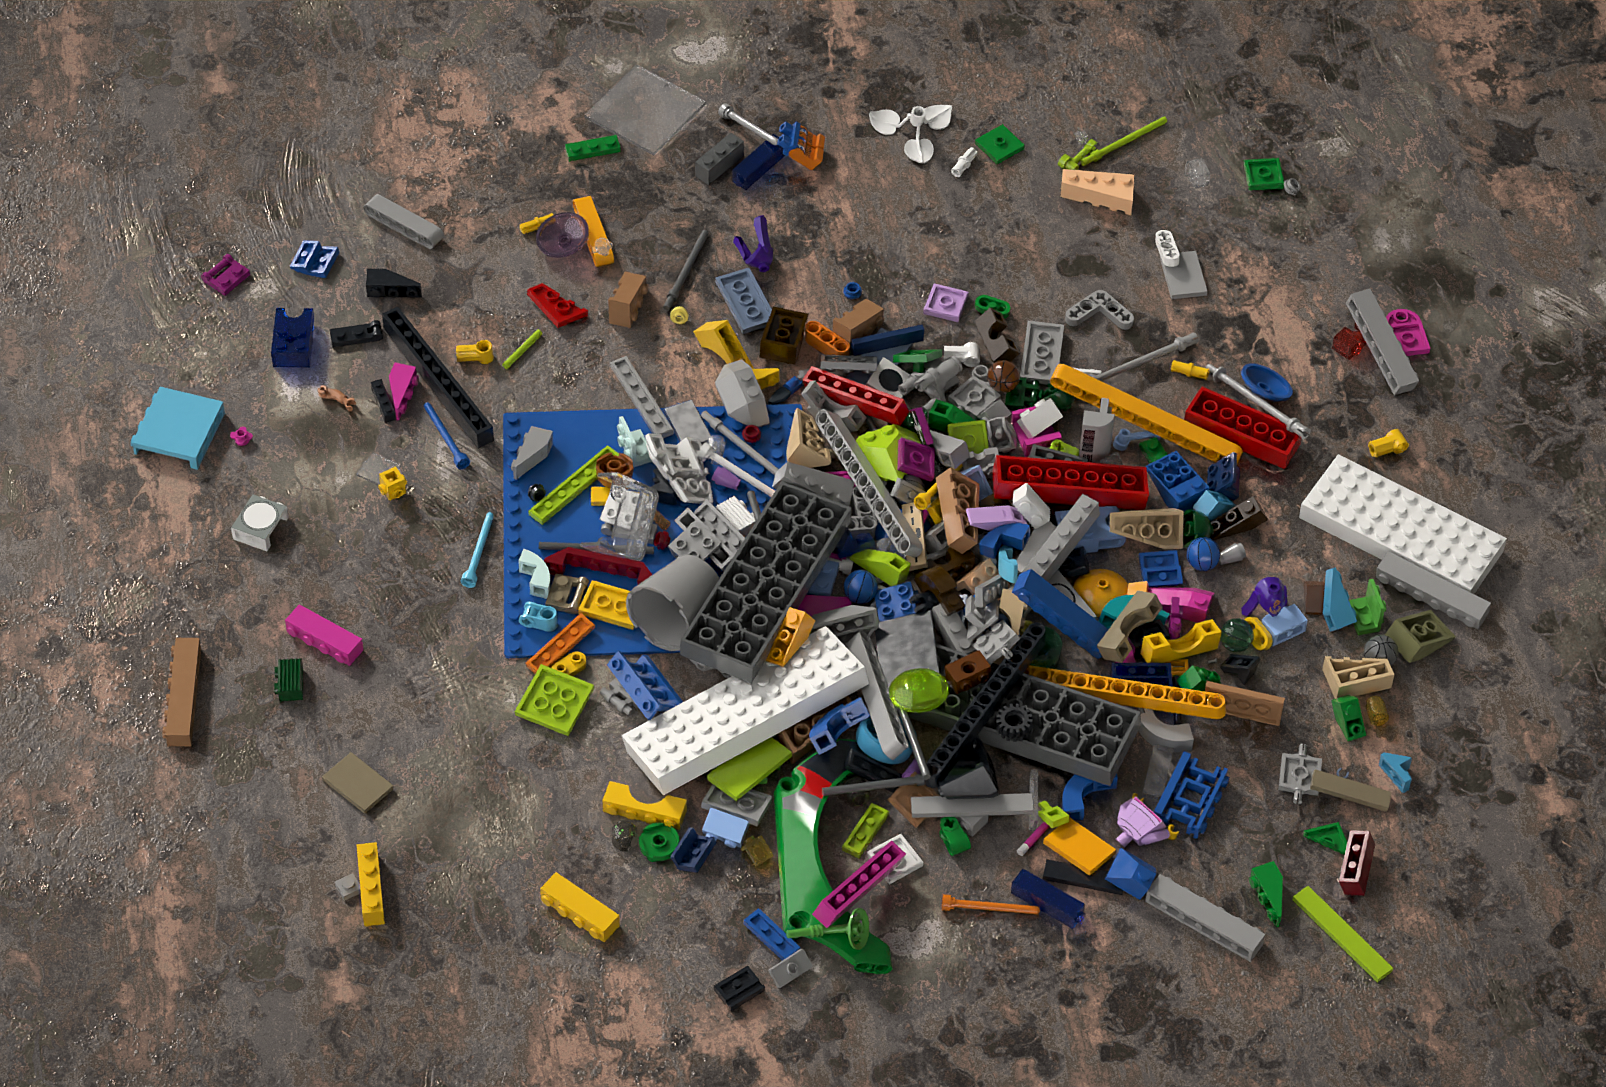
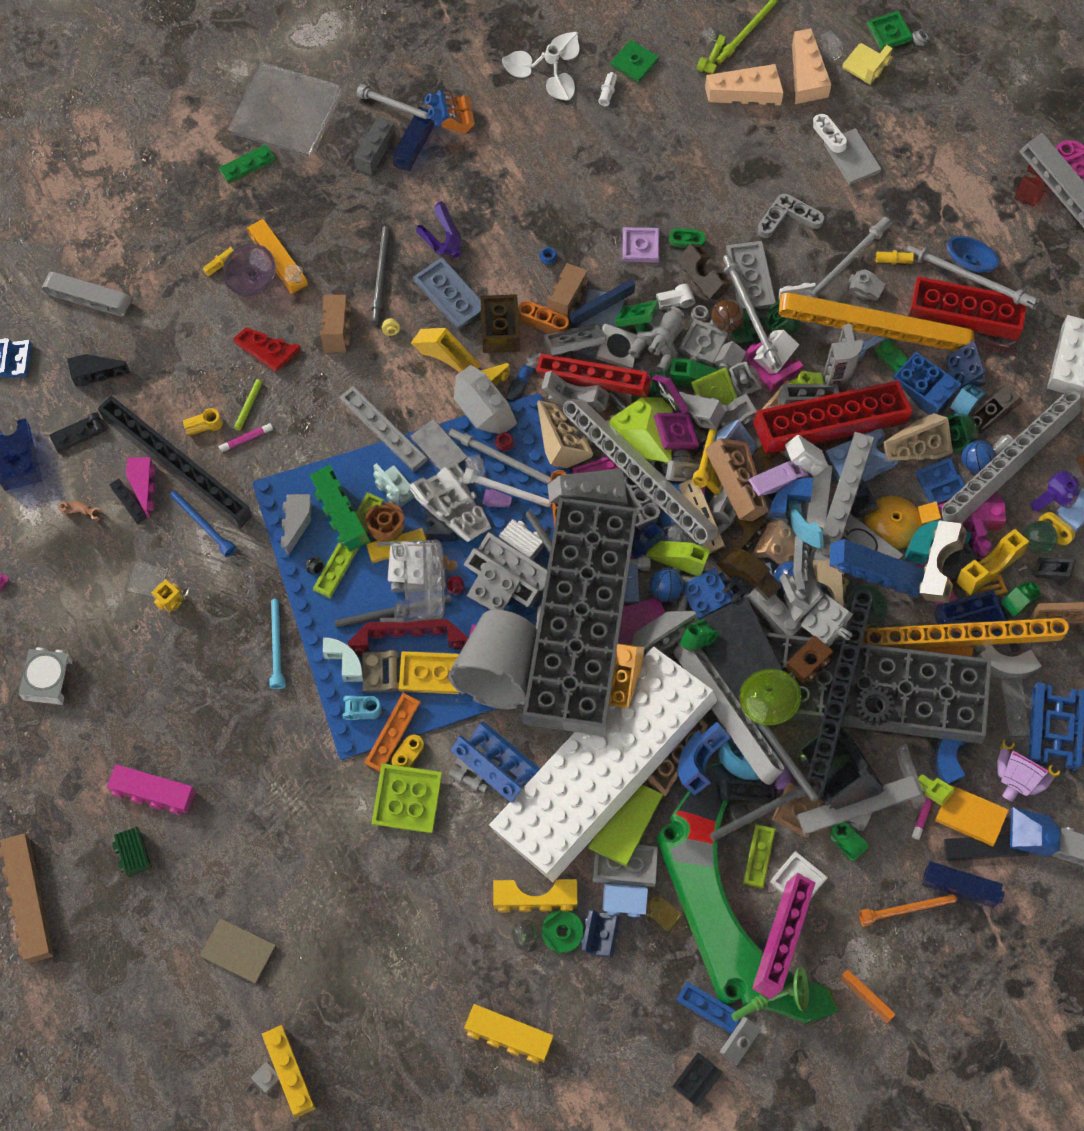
camera: 15 degrees left, 15 degrees up
(510, 375) = (246, 437): none -> dark pink bar
(574, 448) = (339, 508): none -> green wedge
(872, 629) = (698, 635): none -> green piece
(922, 963) = (867, 996): none -> orange tile
(1030, 412) = (770, 351): none -> light grey bar
(1151, 386) = (865, 285): none -> light grey hand
(1167, 191) = (809, 71): none -> light nougat wedge
(1229, 196) = (867, 63): none -> light yellow bracket
(1236, 560) = (1012, 458): none -> light grey beam

